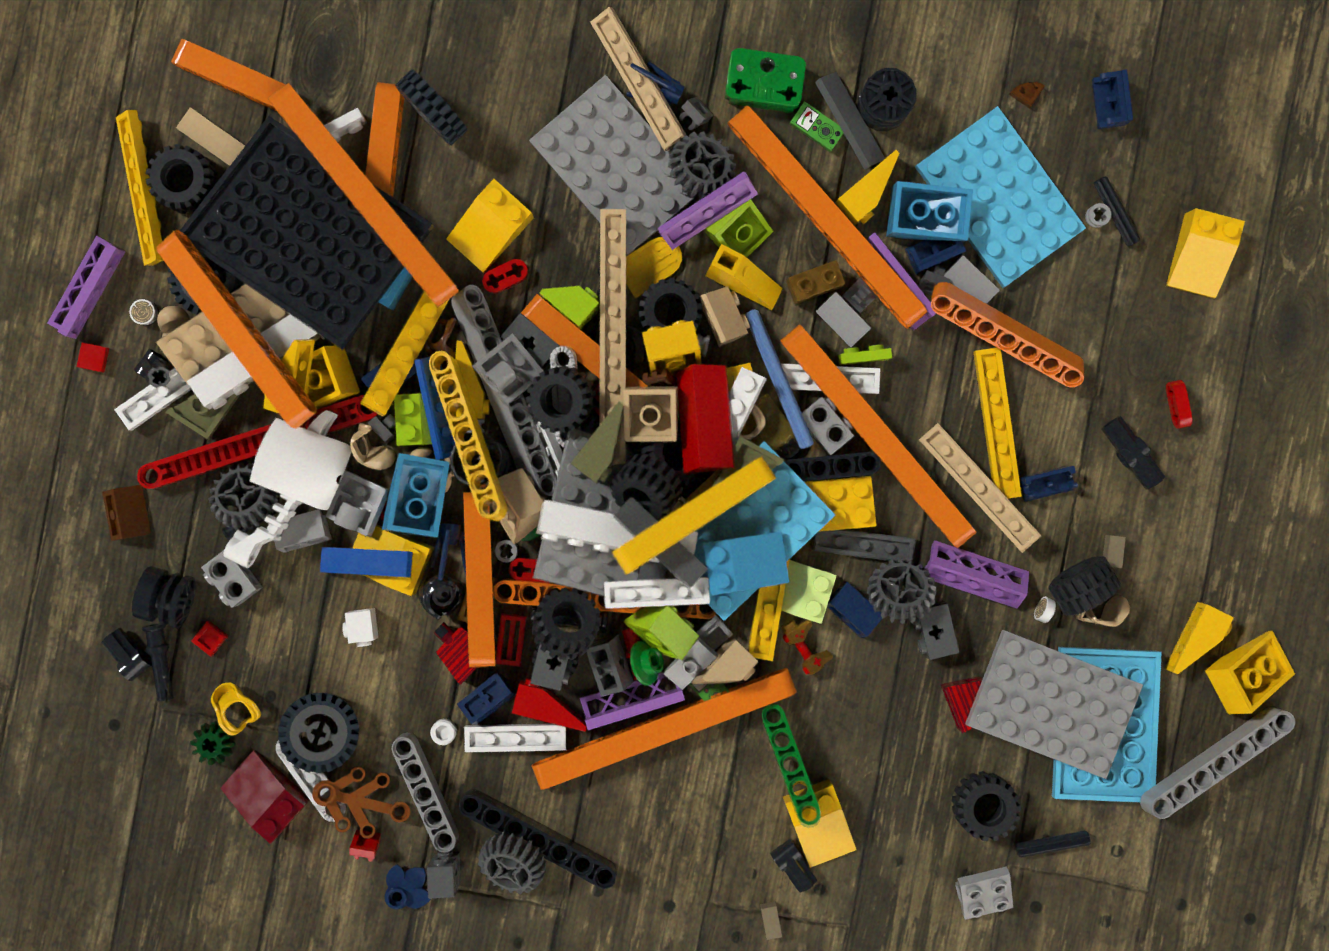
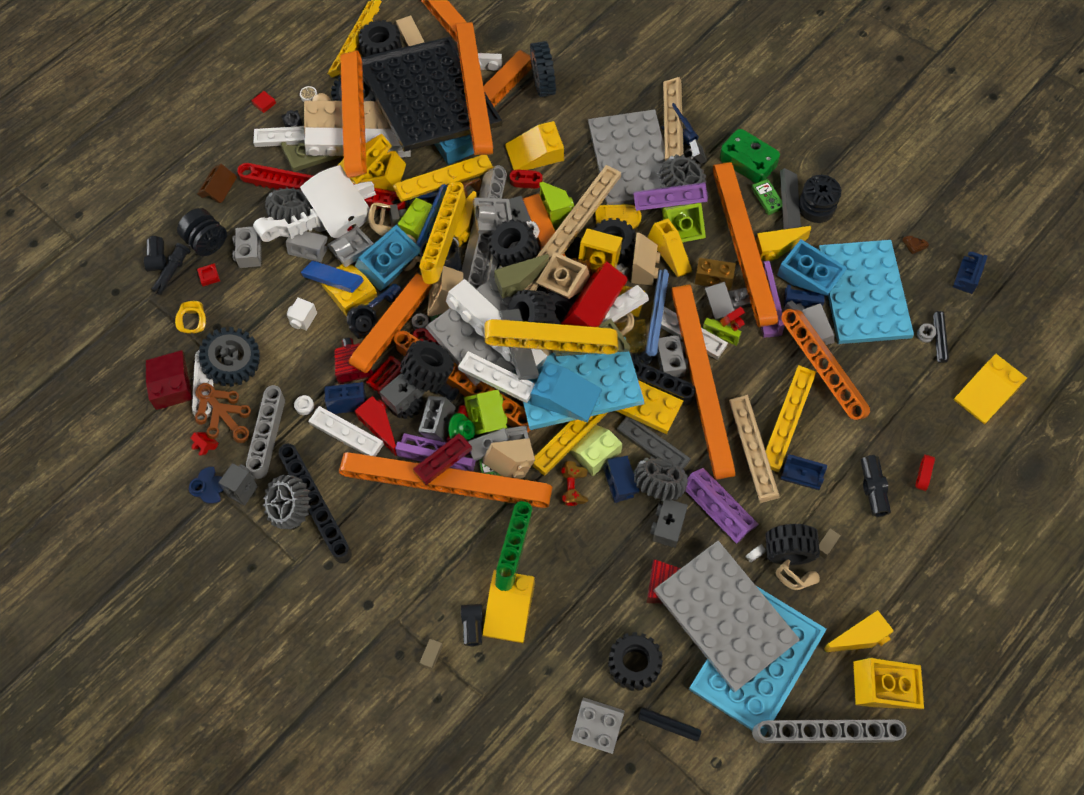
camera: 30 degrees right, 25 degrees down
(90, 289) = (288, 68): medium lavender fence -> none
(215, 752) = (162, 330): dark green gear -> none
(652, 716) = (442, 459): none -> dark red plate
(876, 342) = (734, 319): none -> red tile

